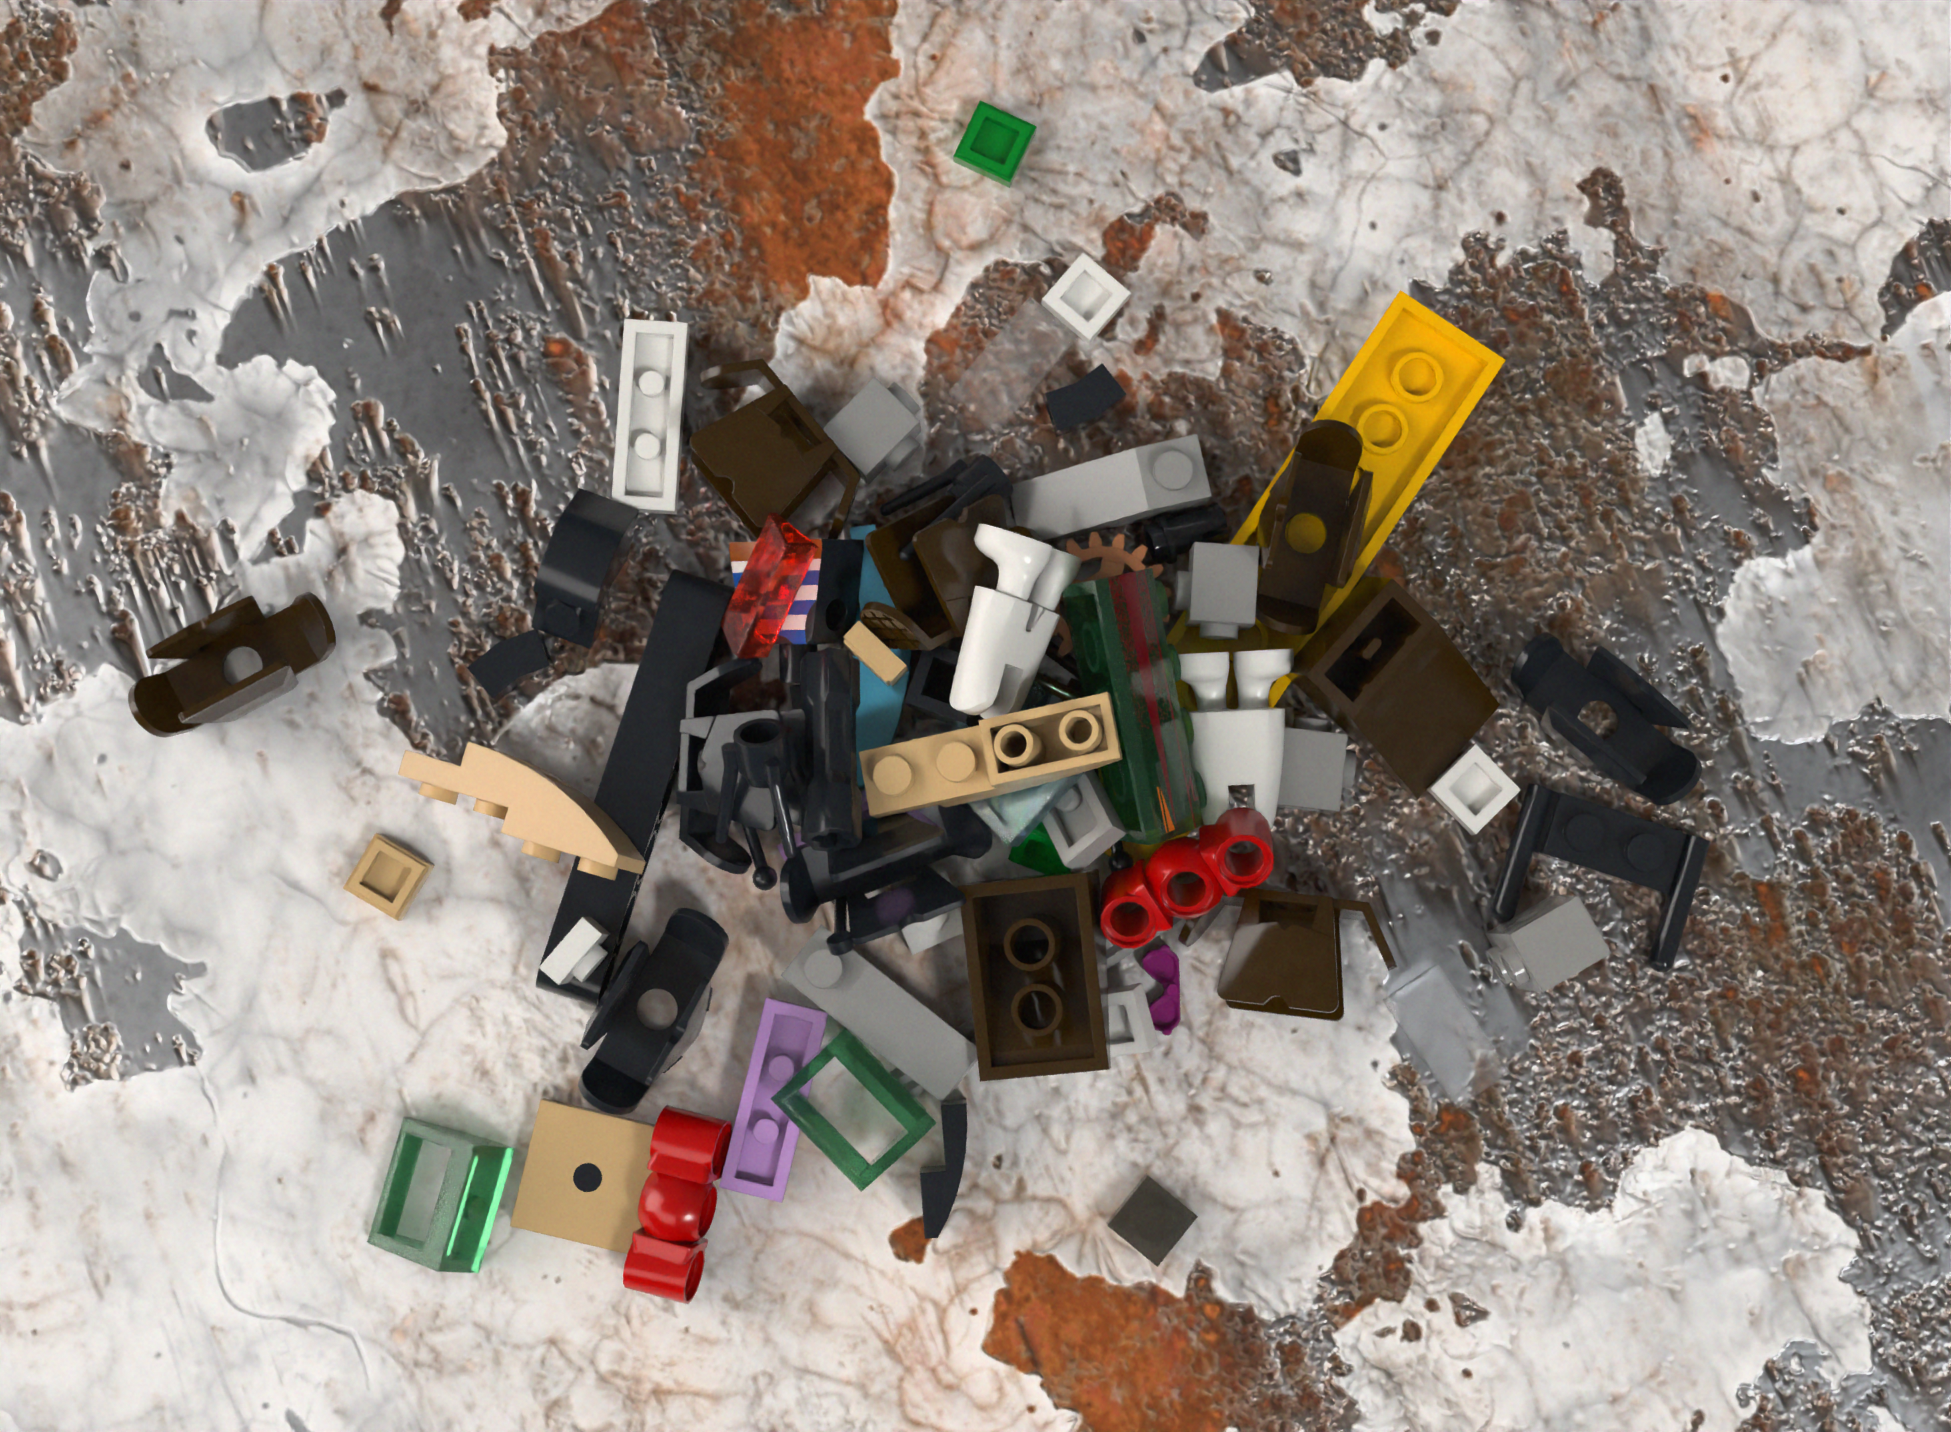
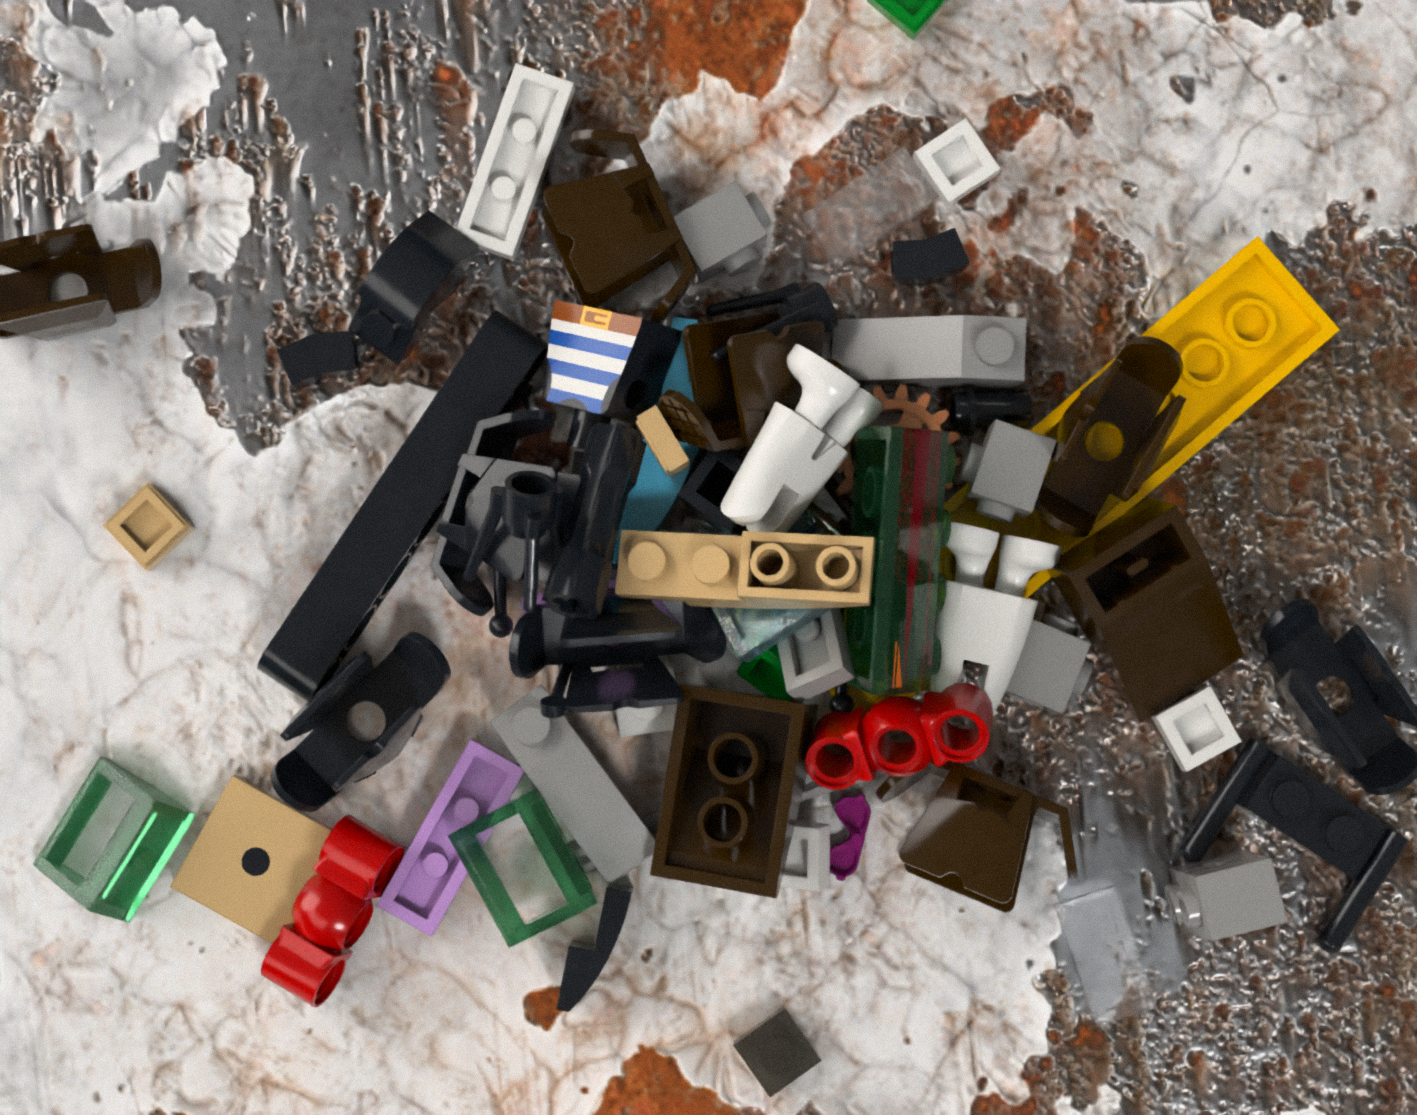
camera: 20 degrees right, 0 degrees up
(534, 807) = (300, 497): tan slope -> none
(577, 953) = (302, 646): white plate -> none
(767, 588) = (578, 351): clear red slope -> none

